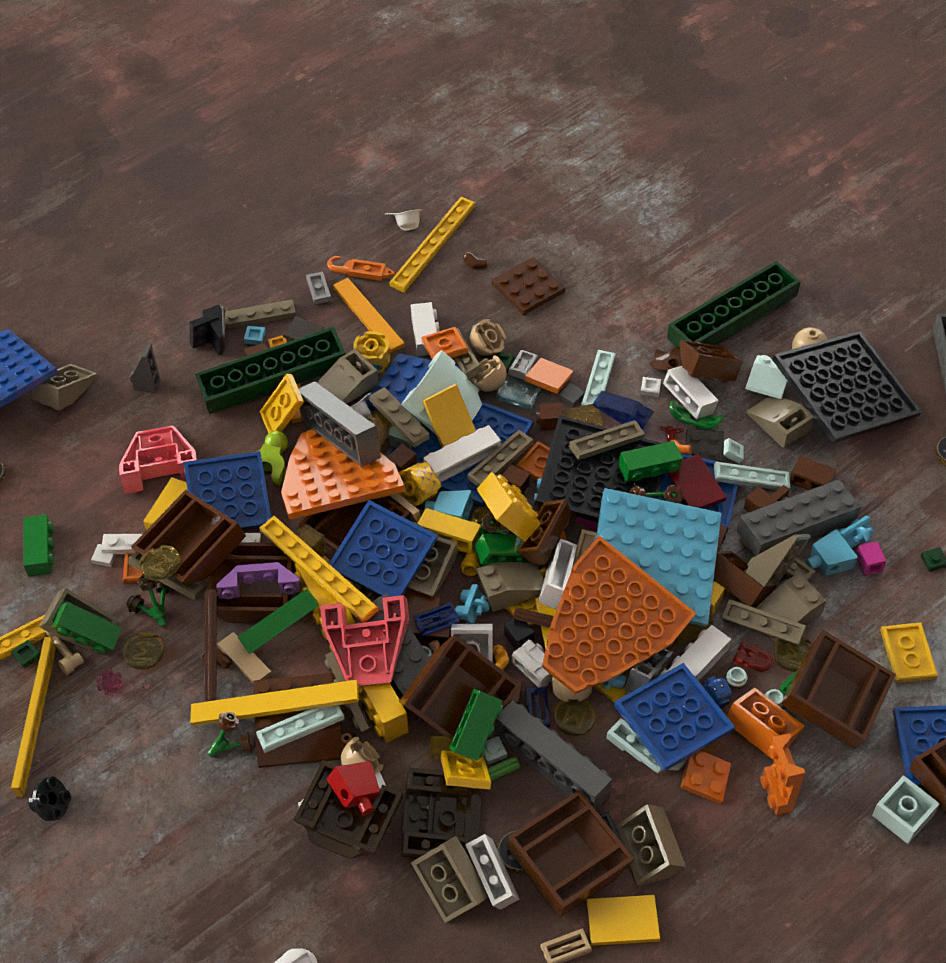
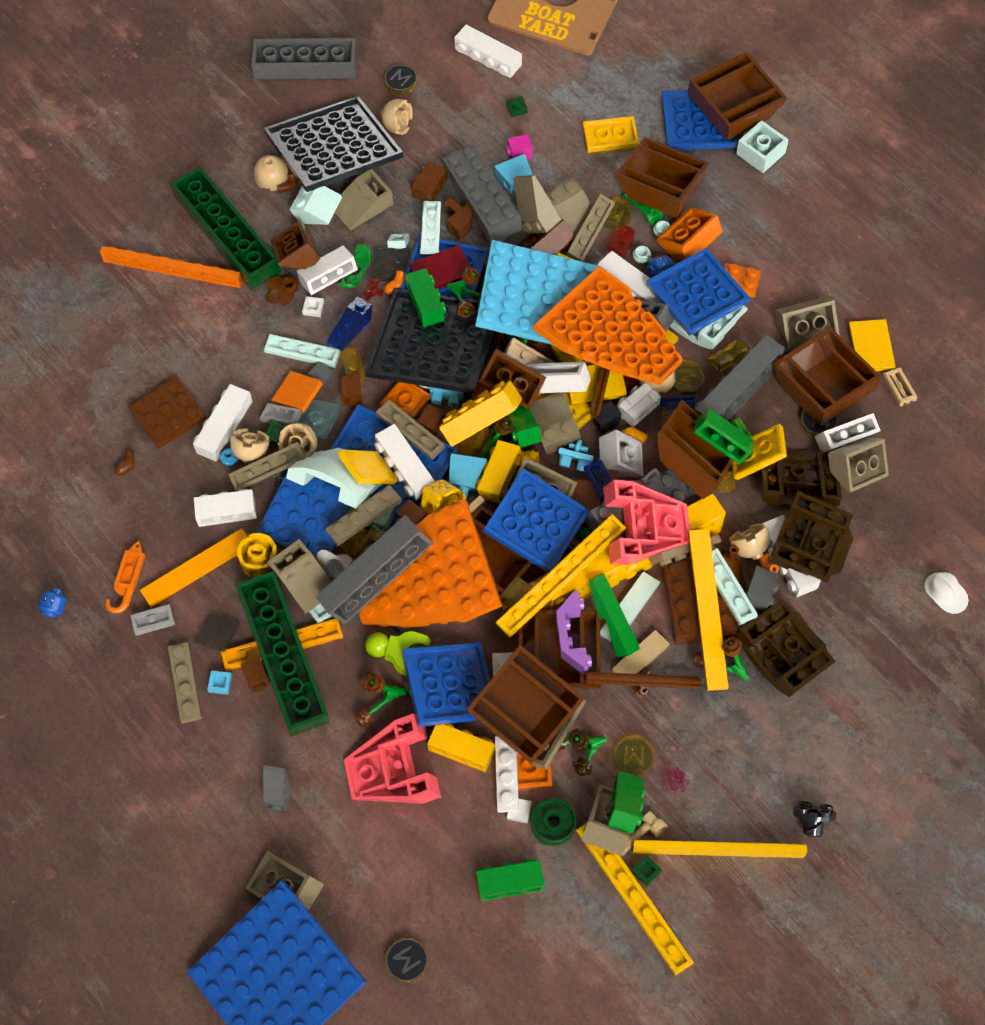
camera: 90 degrees left, 10 degrees up
(86, 568) = (553, 809): none -> dark green wheel
(160, 563) = (563, 722): clear yellow tile -> none
(209, 329) = (215, 721): black piece -> none
(226, 428) = (376, 684): none -> reddish brown plant
(235, 790) = (784, 648): none -> dark brown slope
(282, 405) = (337, 636): yellow tile -> none
(299, 765) = (761, 588): none -> dark grey brick
(300, 652) = (635, 600): none -> light aqua tile
(338, 222) = (52, 603): none -> blue head
(355, 785) = (796, 526): red torso -> none
(408, 220) = (54, 532): white piece -> none
(432, 244) = (93, 506): yellow tile -> none
(447, 341) = (261, 479): orange tile -> none
(517, 322) = (222, 422): none -> white brick
(604, 759) = (729, 355): none -> clear yellow slope
(606, 440) = (399, 331): dark tan plate -> none
(690, 269) = (170, 266): none -> orange plate
(782, 778) = (751, 216): orange piece -> none
(857, 532) = (494, 152): medium azure hips -> none
(894, 443) = (396, 116): none -> tan cylinder

